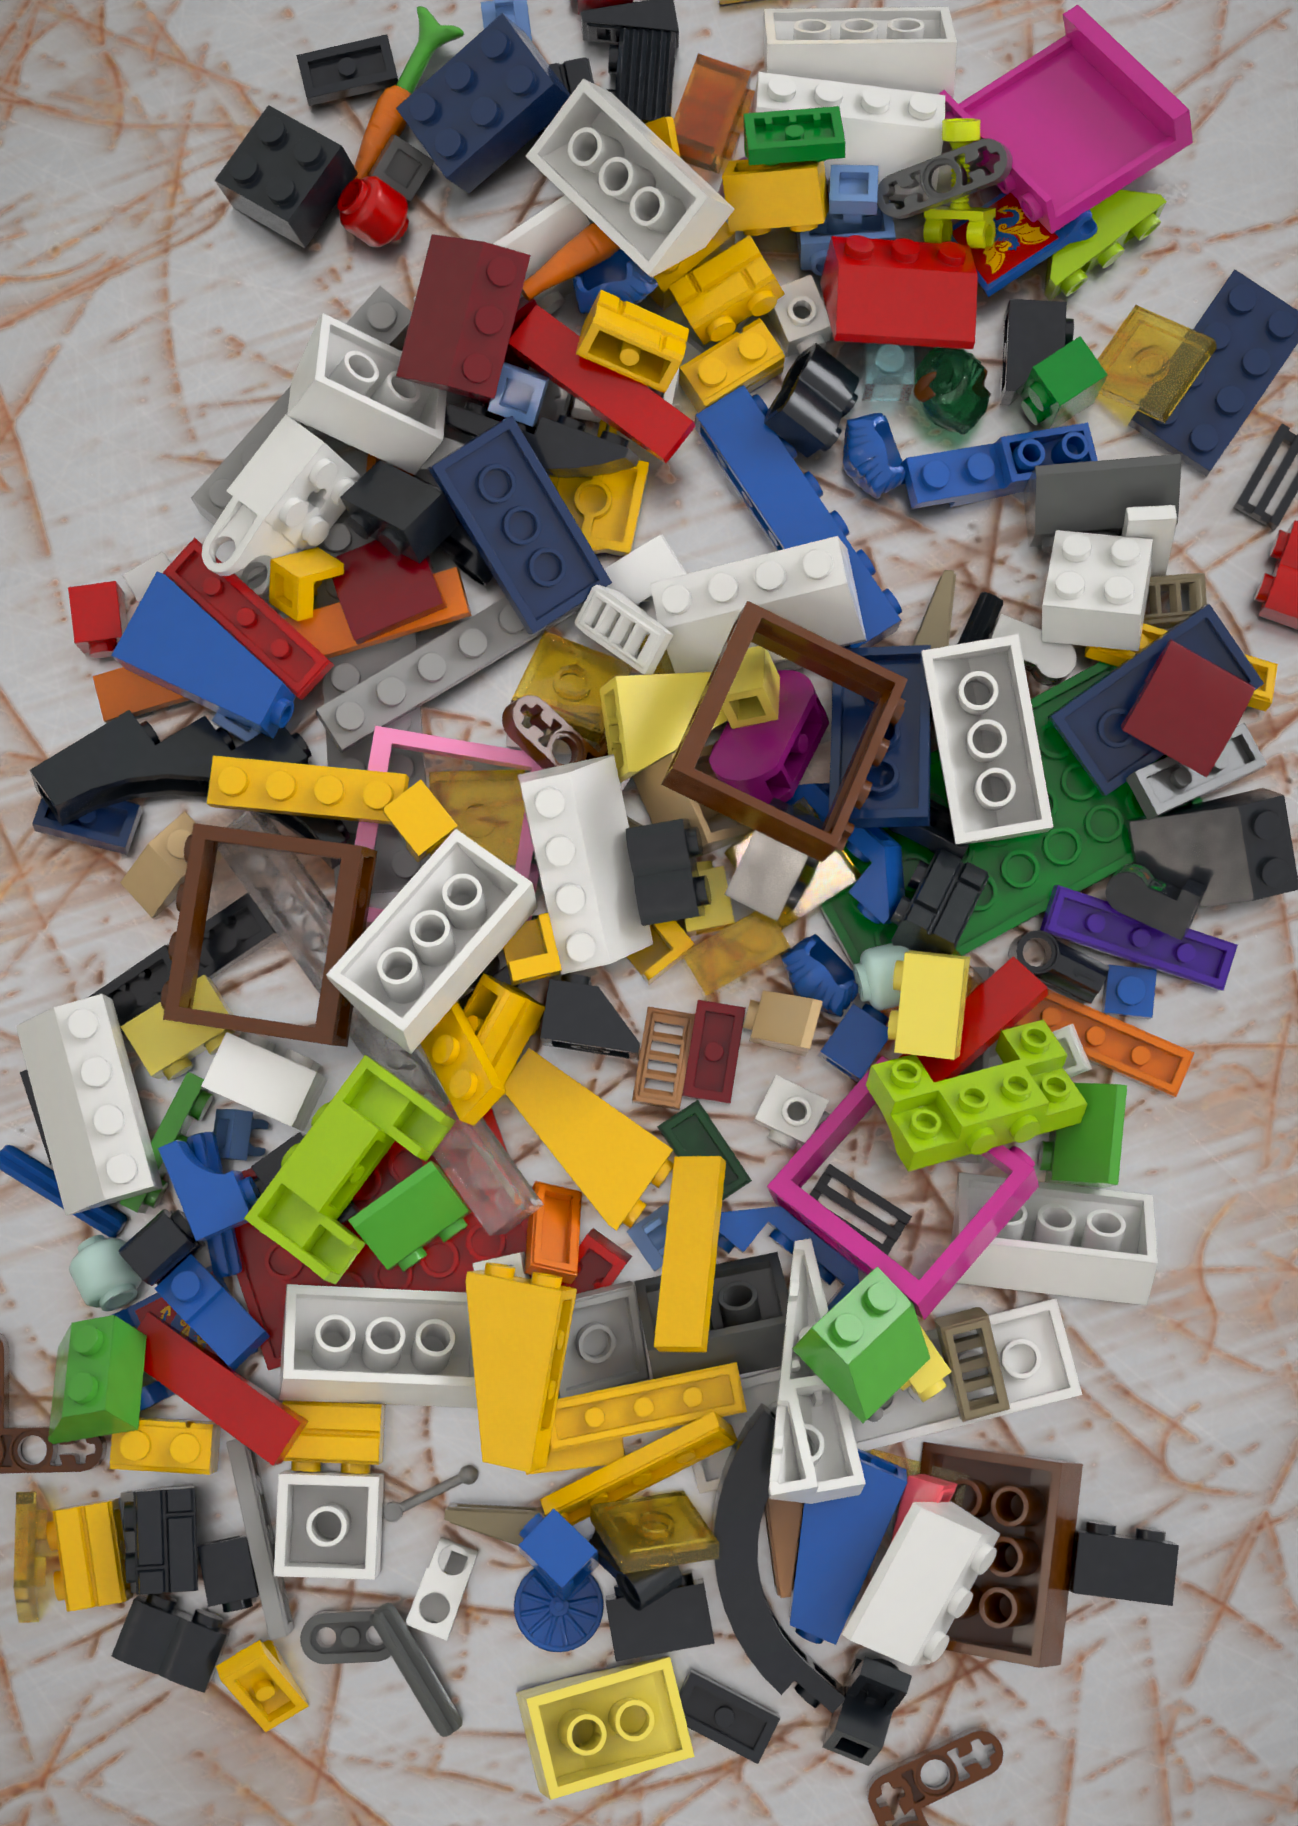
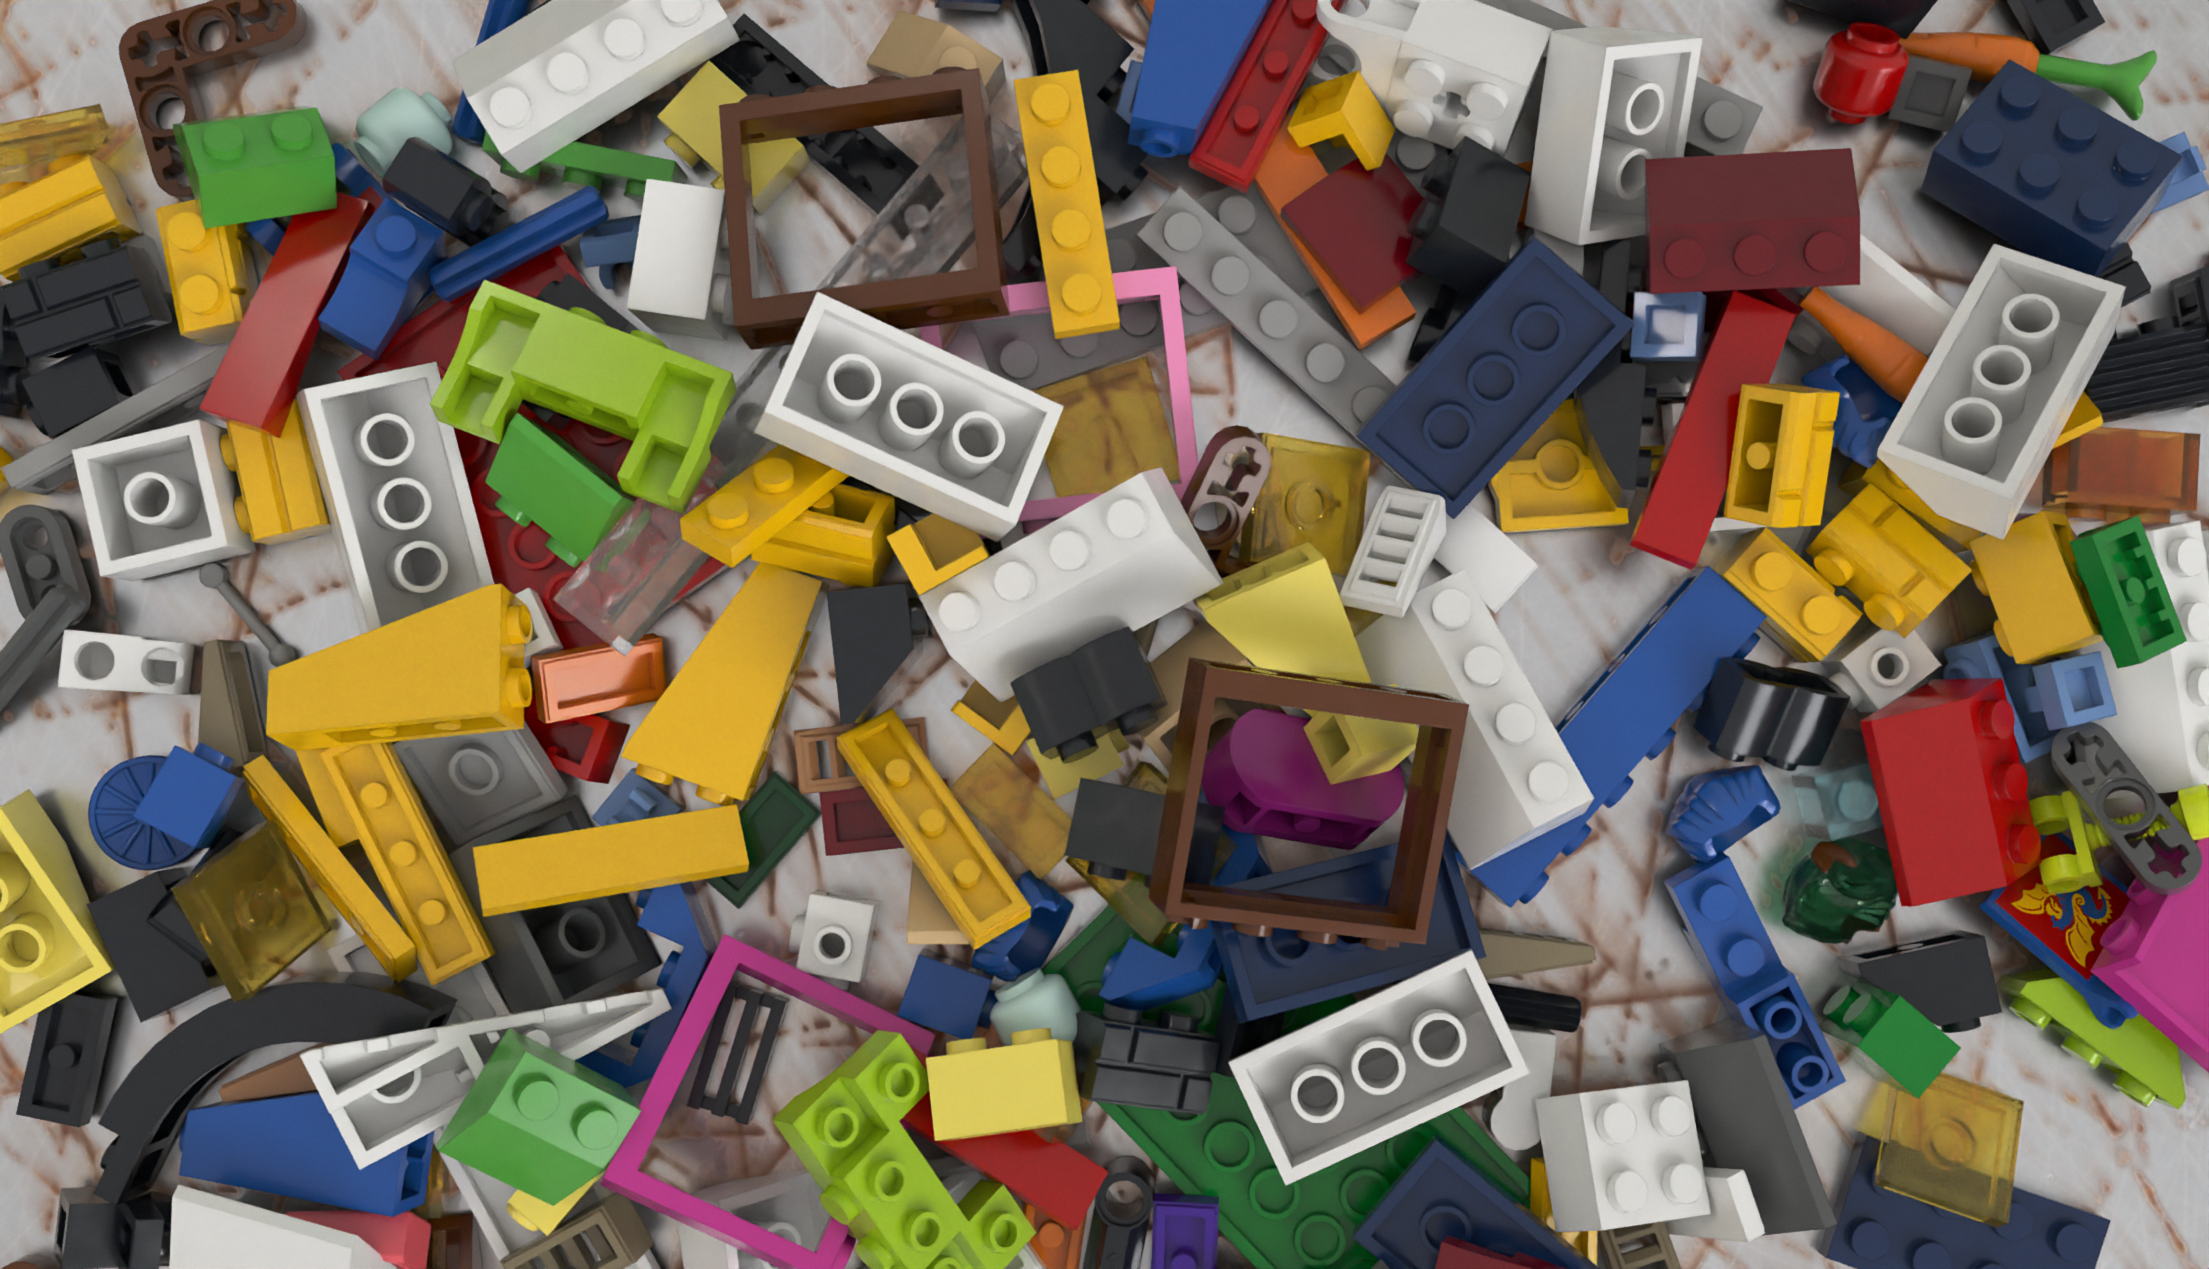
camera: 75 degrees right, 5 degrees up
(208, 1198) = (516, 225): blue arch -> none
(420, 820) = (1064, 356): yellow panel -> none
(730, 1012) = (933, 828): none -> yellow tile

